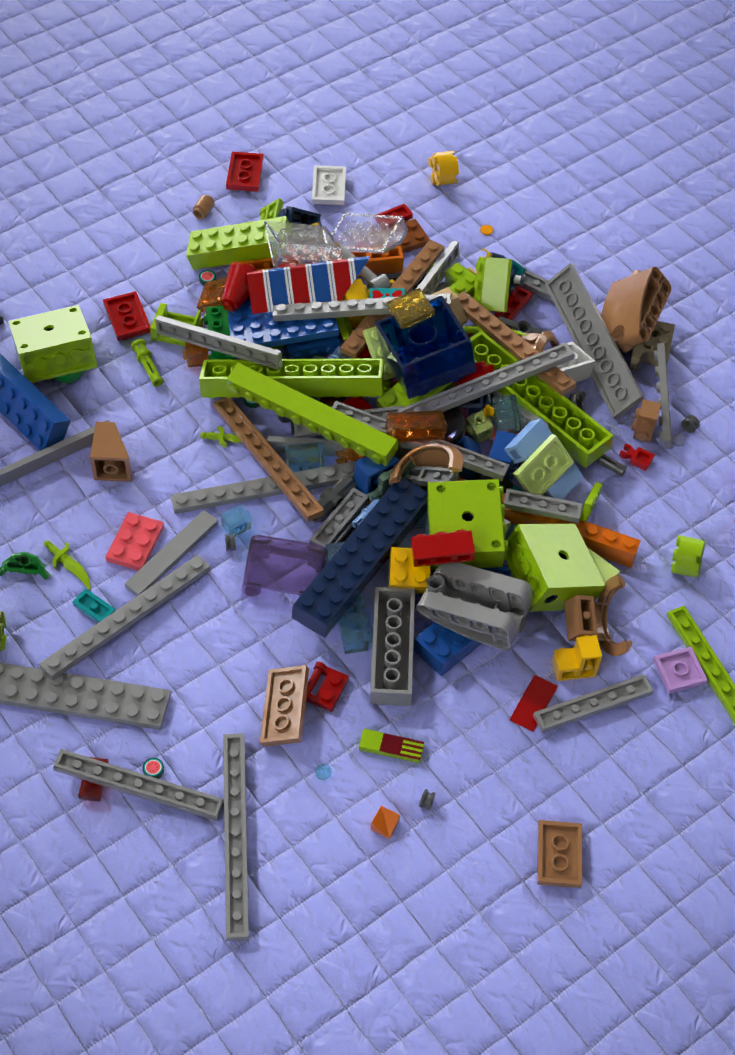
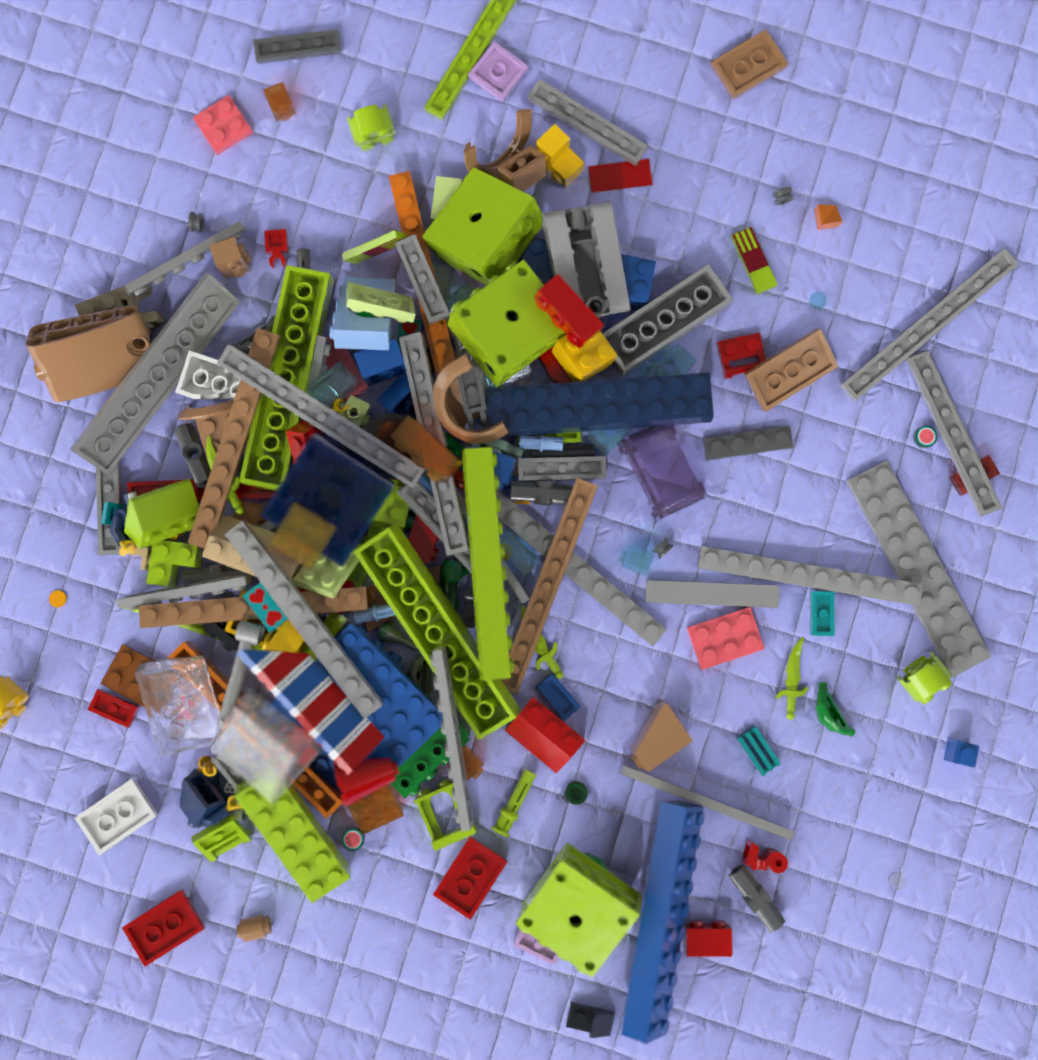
camera: 125 degrees left, 30 degrees up
(44, 507) = (769, 767): none -> teal tile
(121, 398) = (576, 792): none -> dark green tile
(174, 405) = (545, 734): none -> red slope
(189, 426) = (557, 696): none -> blue tile
(255, 646) = (748, 443): none -> dark grey plate

